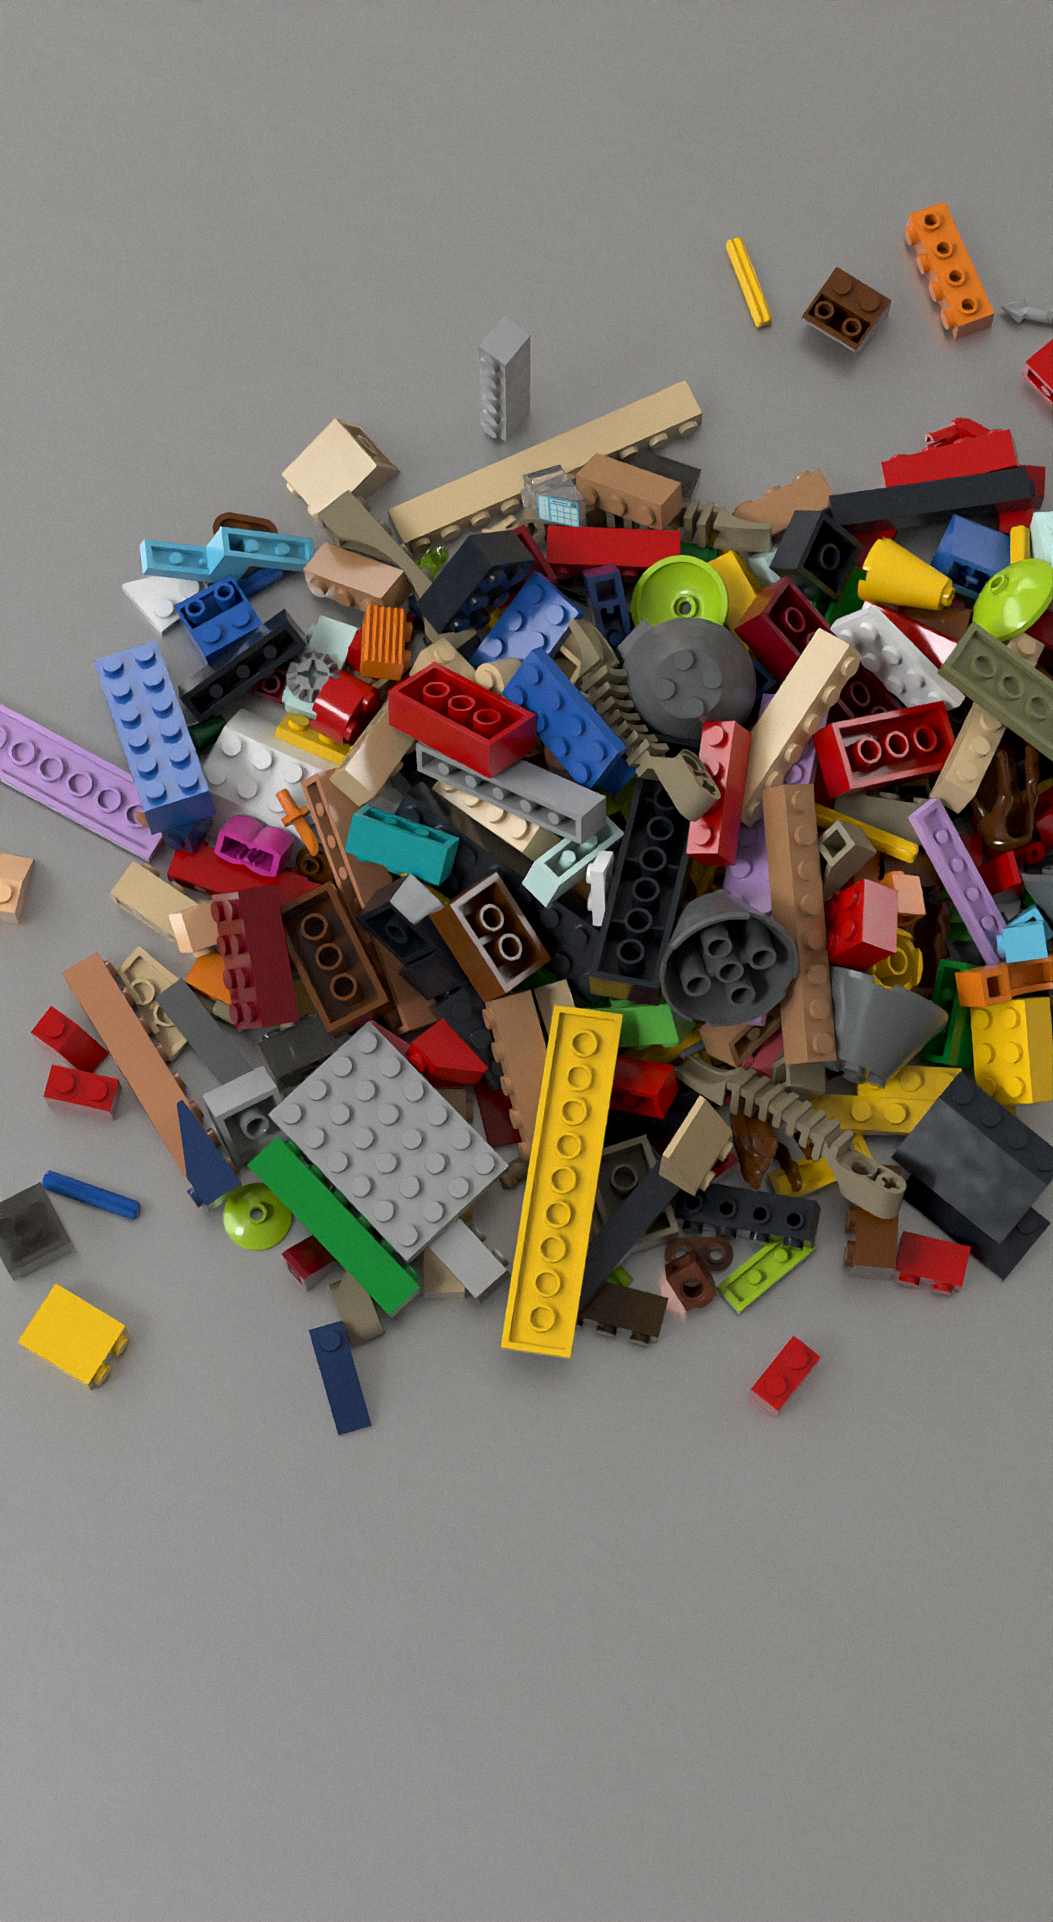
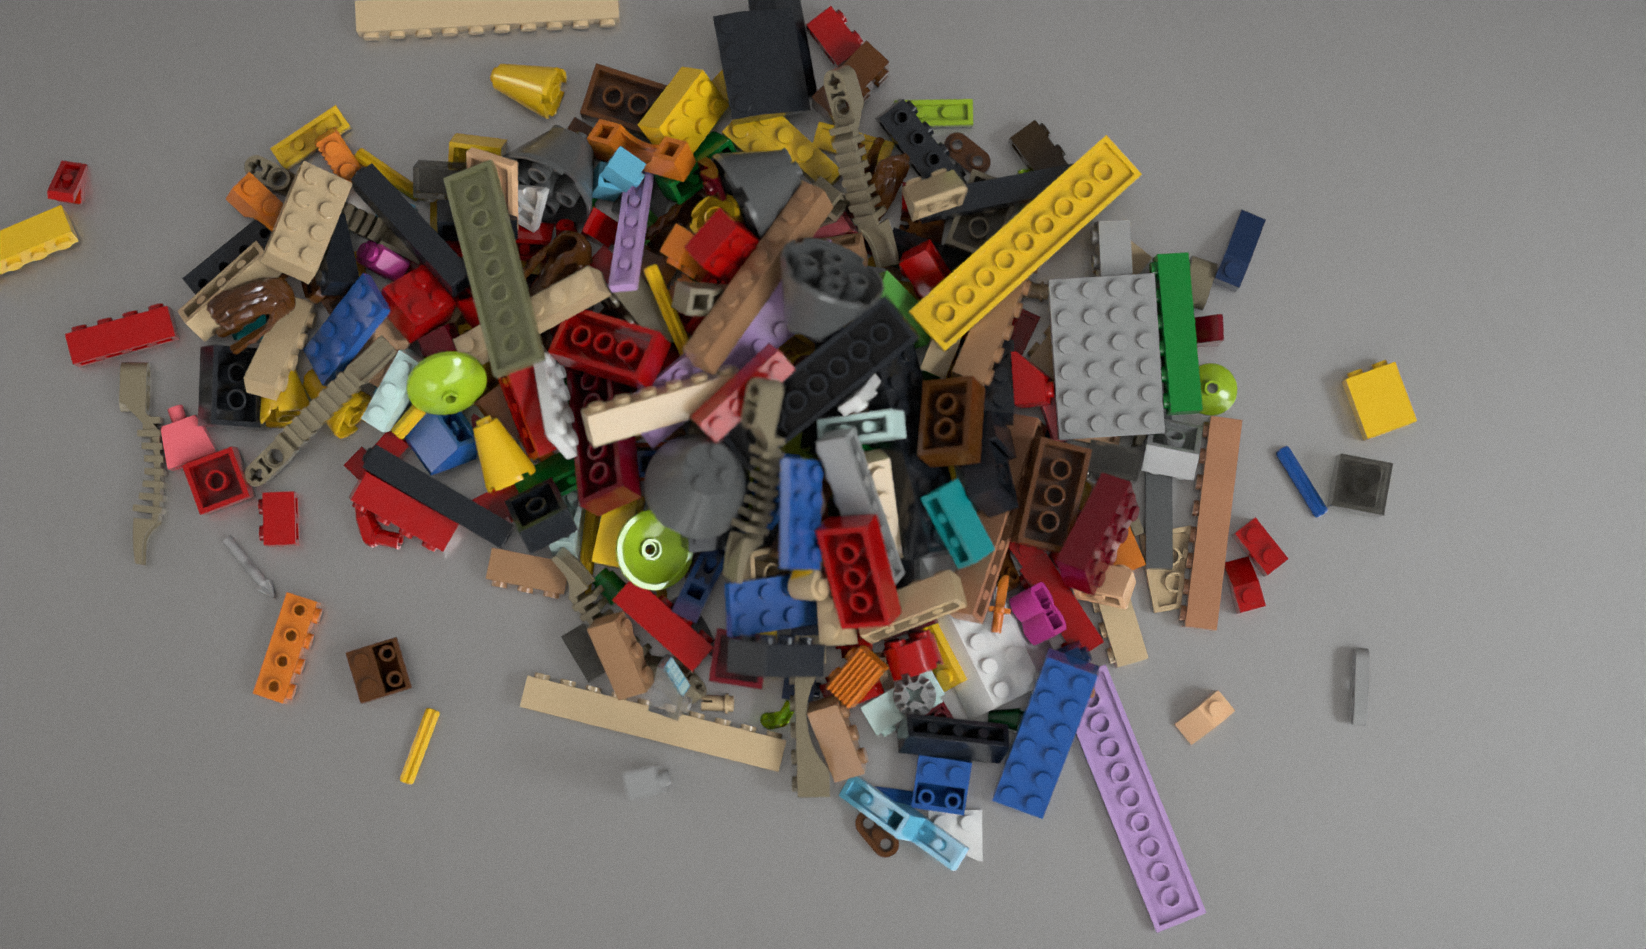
camera: 145 degrees left, 10 degrees up
(206, 1169) = (1226, 430): dark blue slope -> none
(338, 461) = (785, 825): tan slope -> none
(691, 1267) = (987, 138): copper brick -> none
(784, 1376) = (977, 40): red brick -> none
(924, 988) = (711, 179): none -> dark red slope

